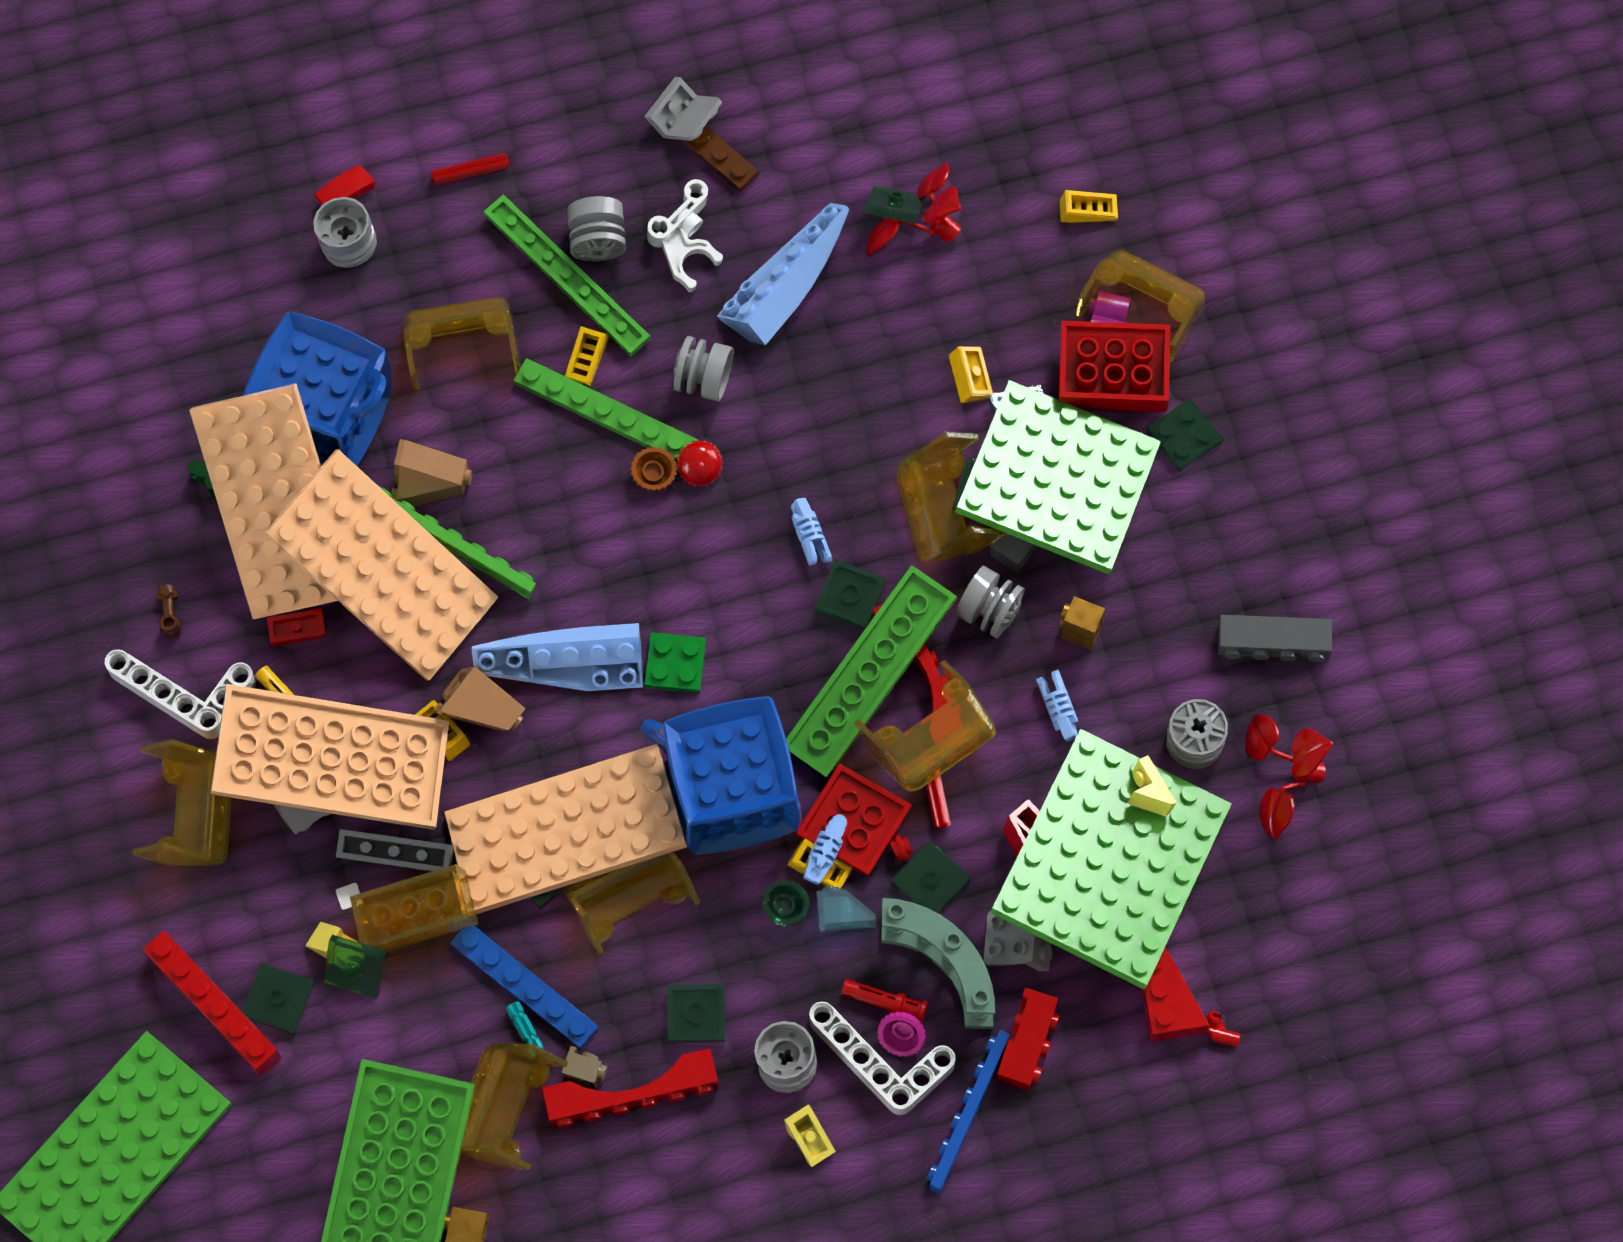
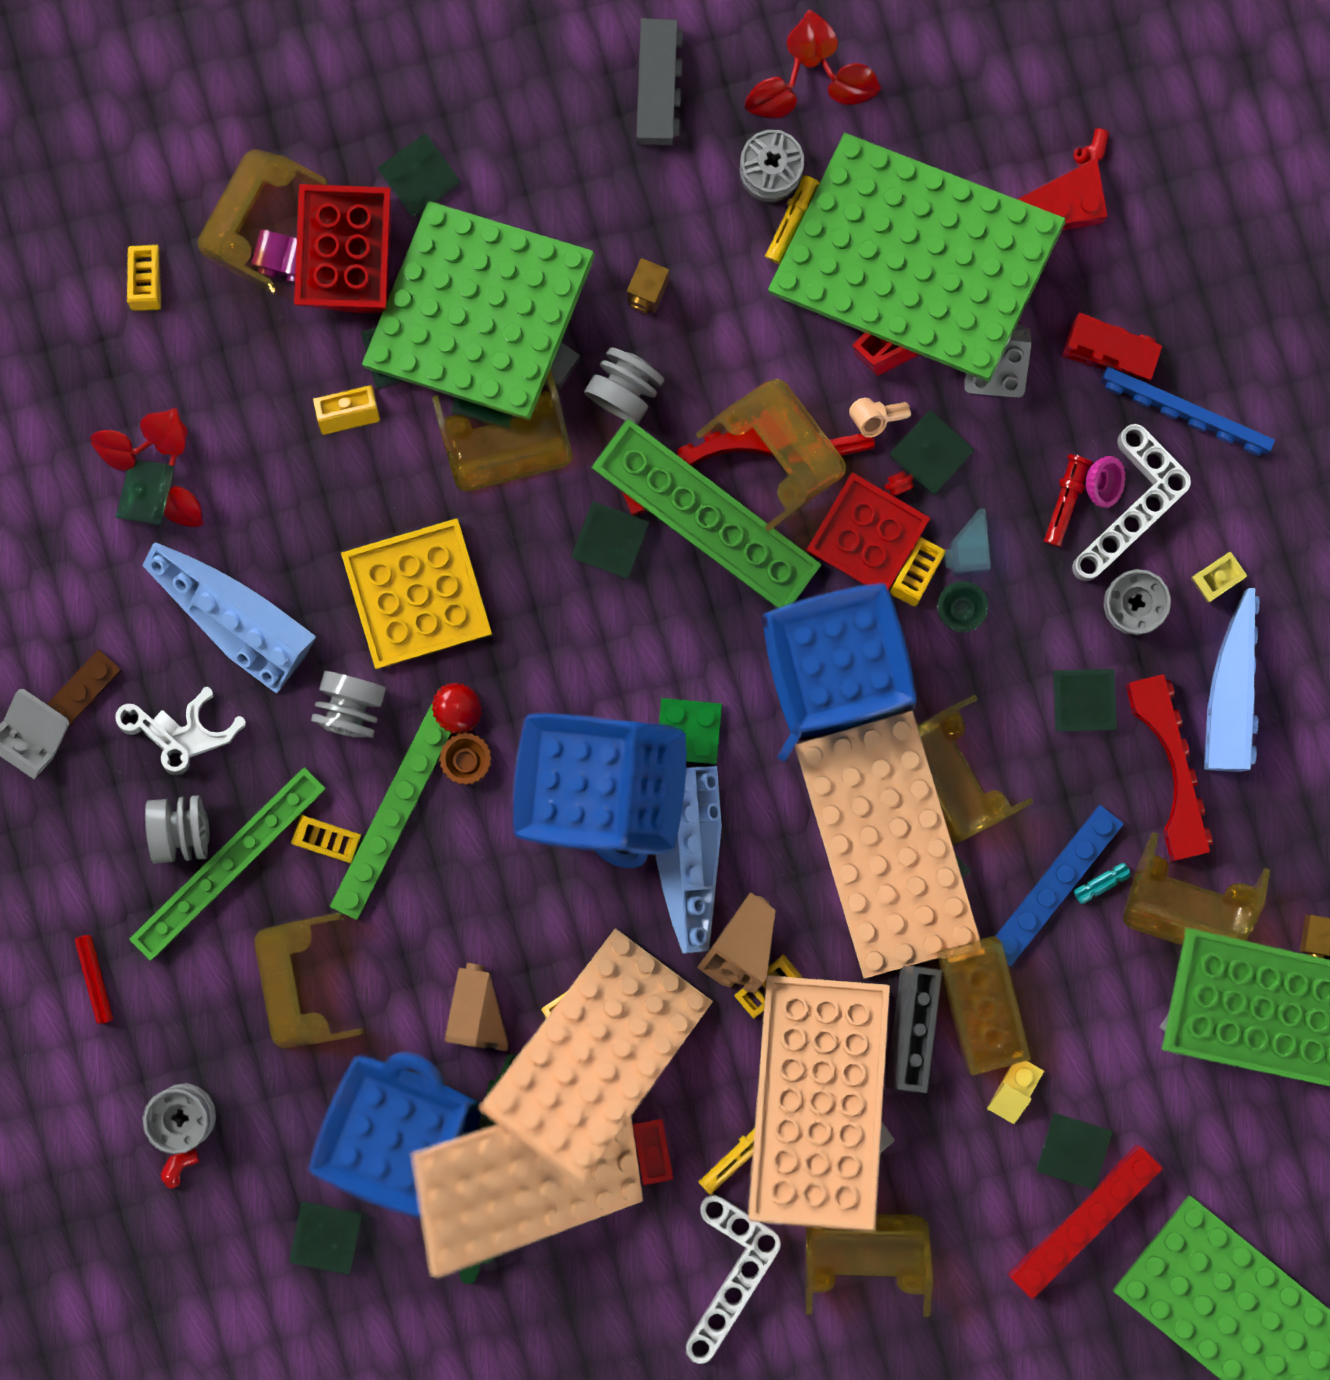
camera: 95 degrees left, 15 degrees up
(168, 623) = (650, 1294): reddish brown bar -> none
(233, 353) = (325, 1237): none -> clear green plate
(301, 231) = (171, 1172): none -> red arm
(344, 894) = (956, 1079): white sticker -> none
(348, 184) = (119, 1122): red slope -> none
(354, 966) = (1044, 1067): clear green plate -> none
(473, 553) = (555, 981): bright green plate -> none
(584, 1068) = (1147, 817): dark tan brick -> none
(622, 564) = (600, 785): none -> blue piece
(700, 1148) = (1232, 693): none -> light blue wedge
(803, 430) = (416, 593): none -> yellow plate
(809, 532) = (538, 585): light blue hinge -> none
(825, 850) = (908, 562): light blue hinge -> none
(949, 949) = (1045, 409): sand green fence -> none
(964, 821) = (873, 416): none -> light nougat axle
(1059, 706) = (737, 314): light blue hinge -> none
(1154, 794) = (846, 207): light yellow slope -> none
(1158, 758) = (795, 212): none -> yellow pin

